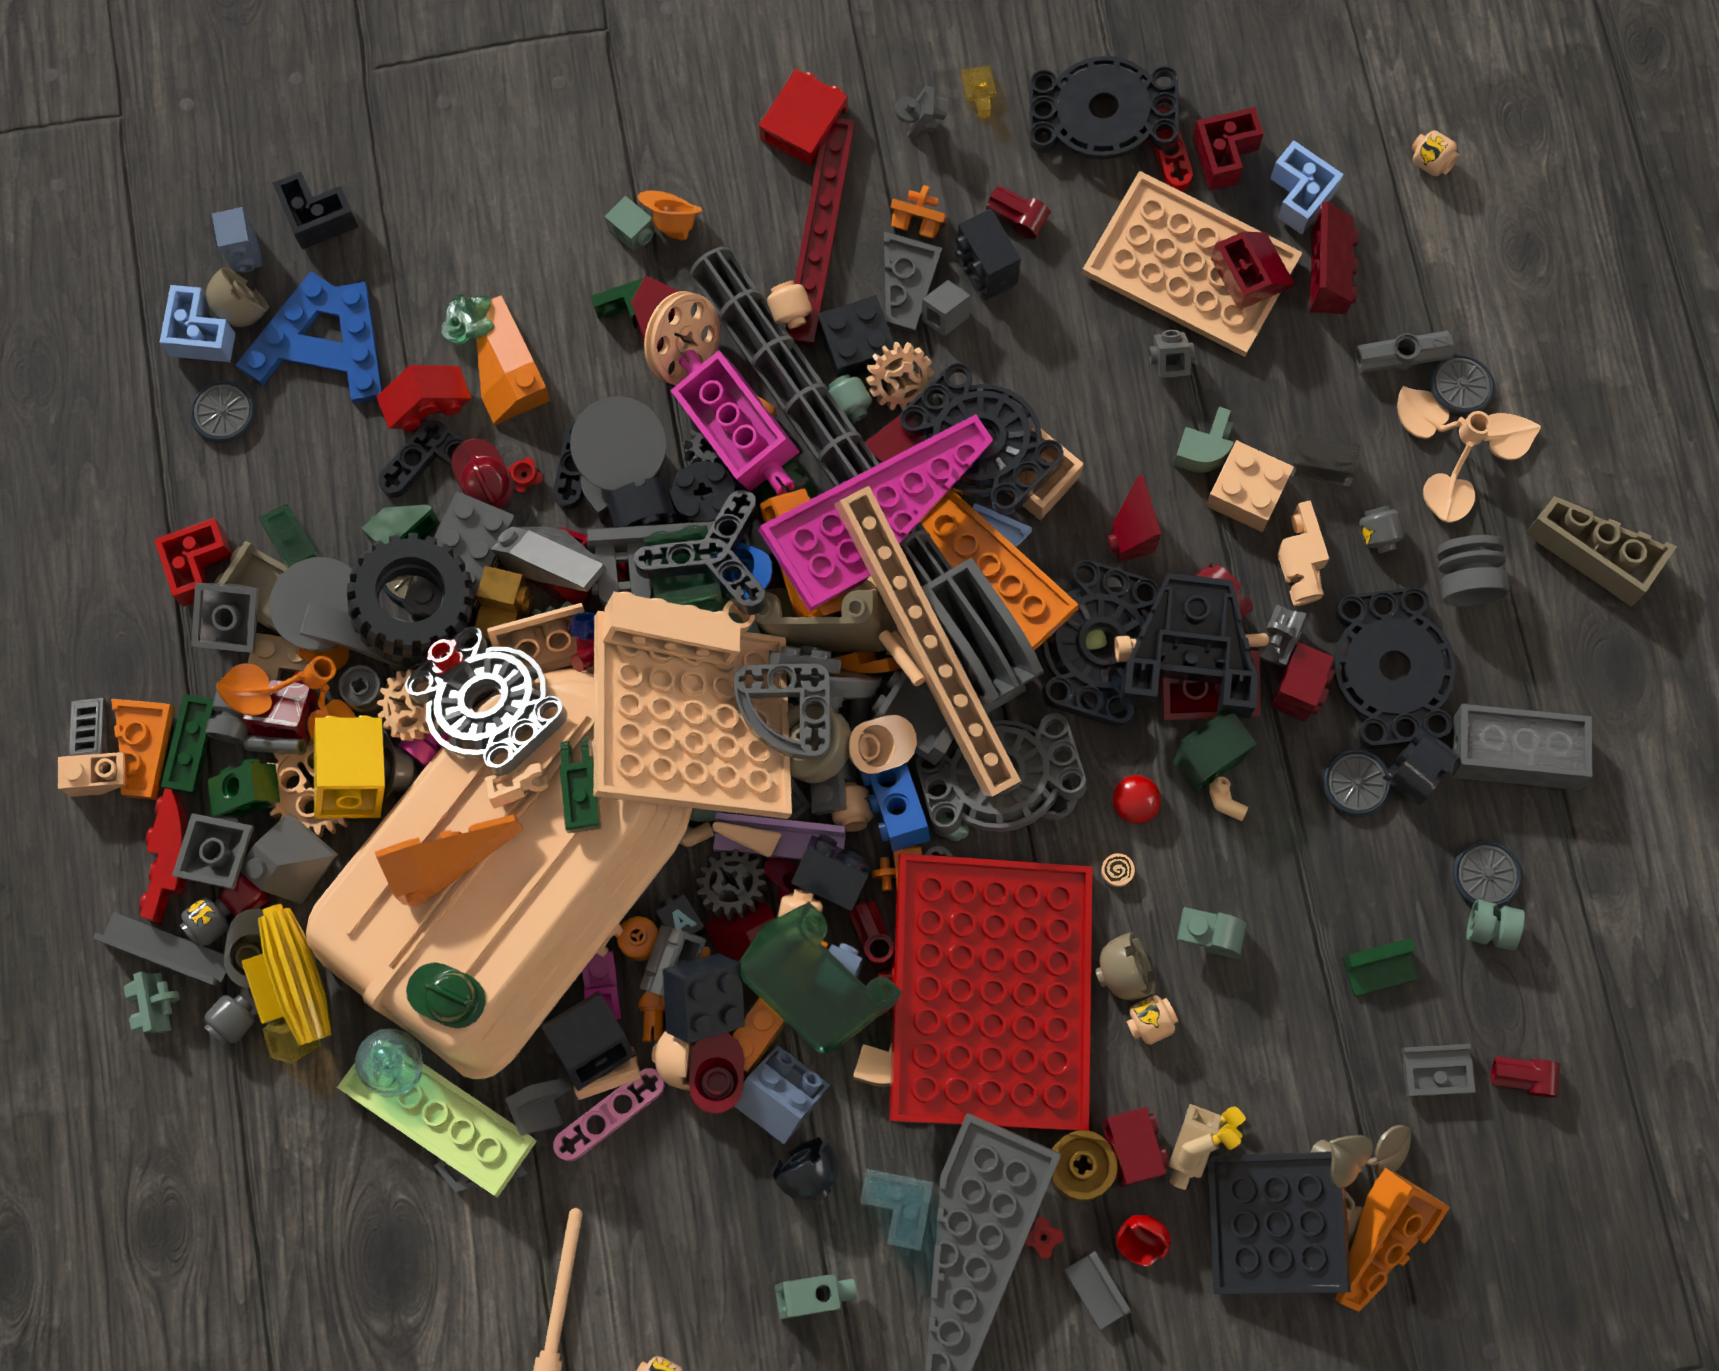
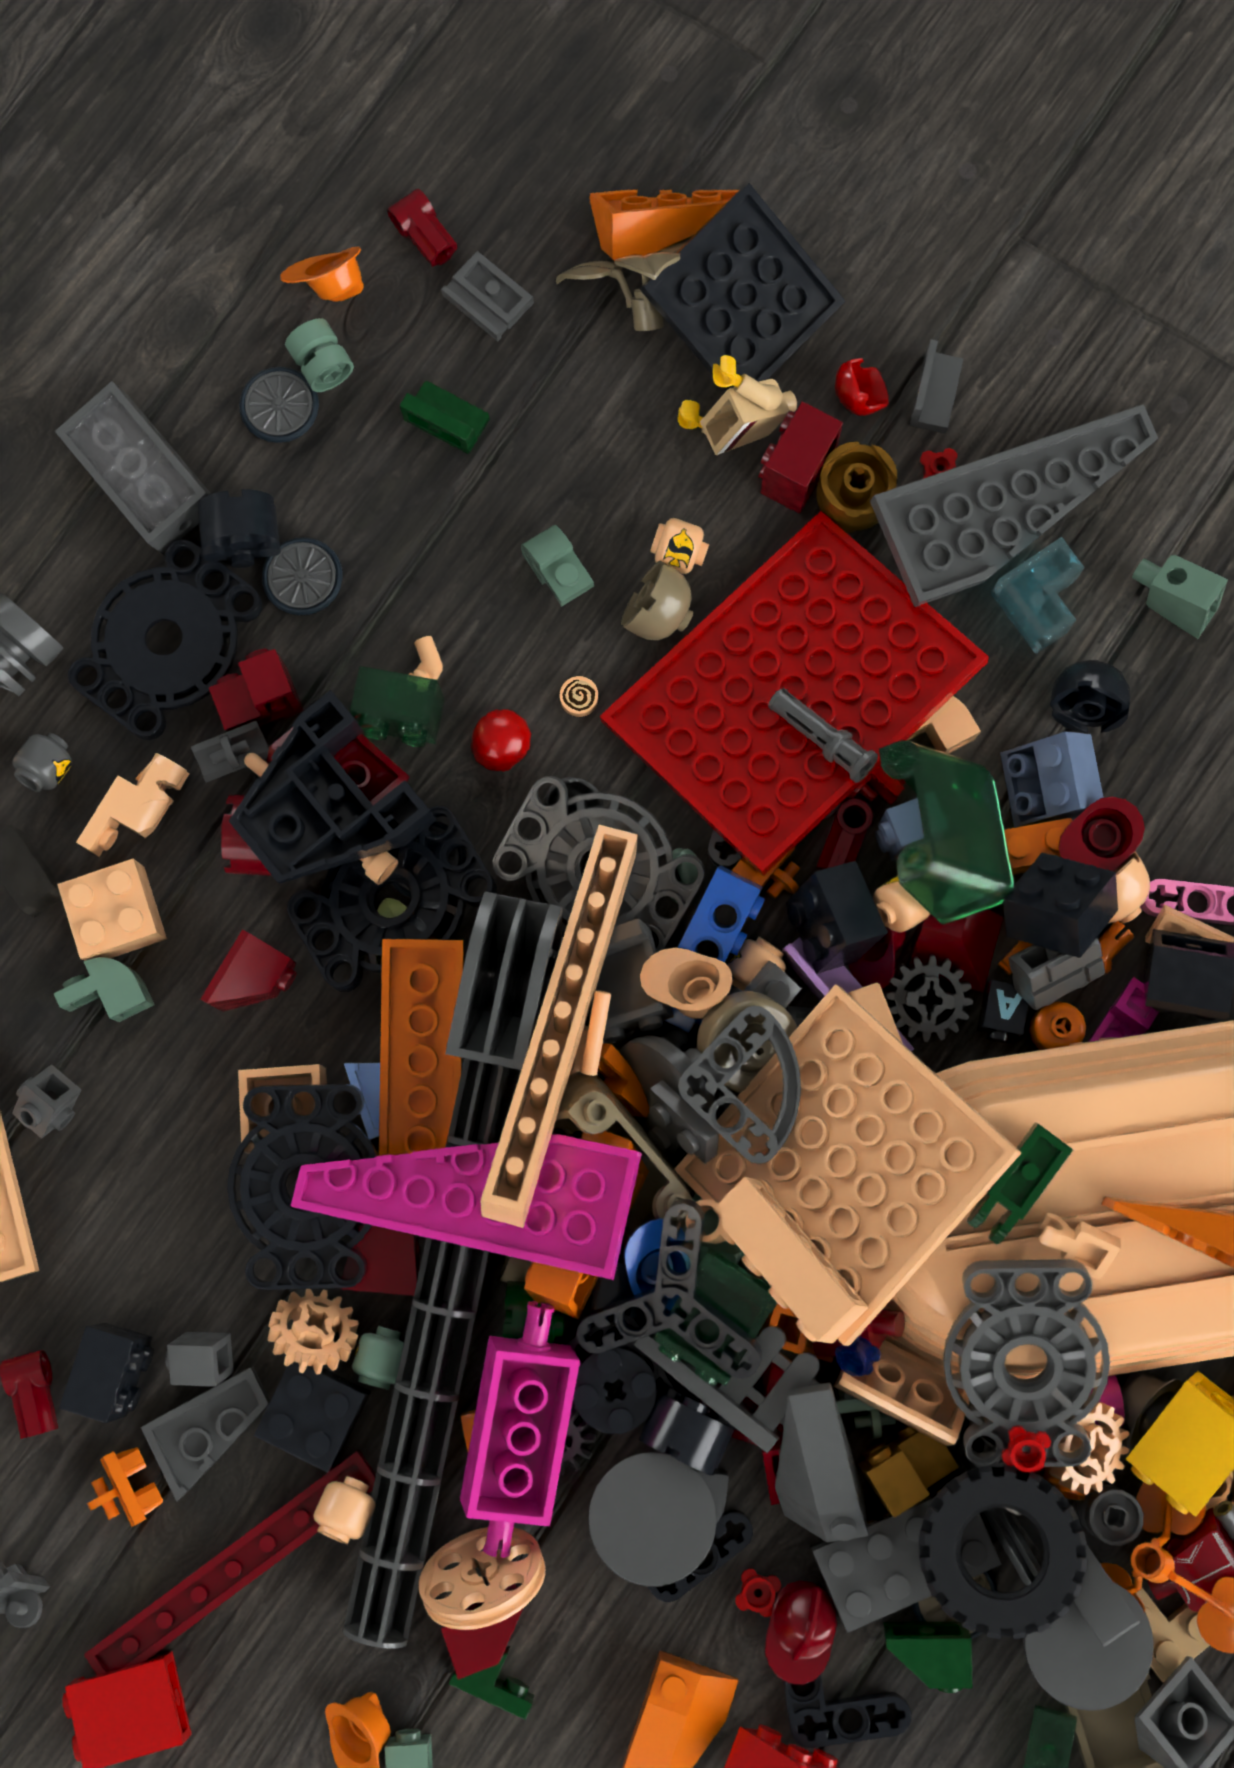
camera: 135 degrees left, 5 degrees up
(932, 970) = (835, 743): none -> dark grey pin
(1551, 983) = (329, 275): none -> orange piece

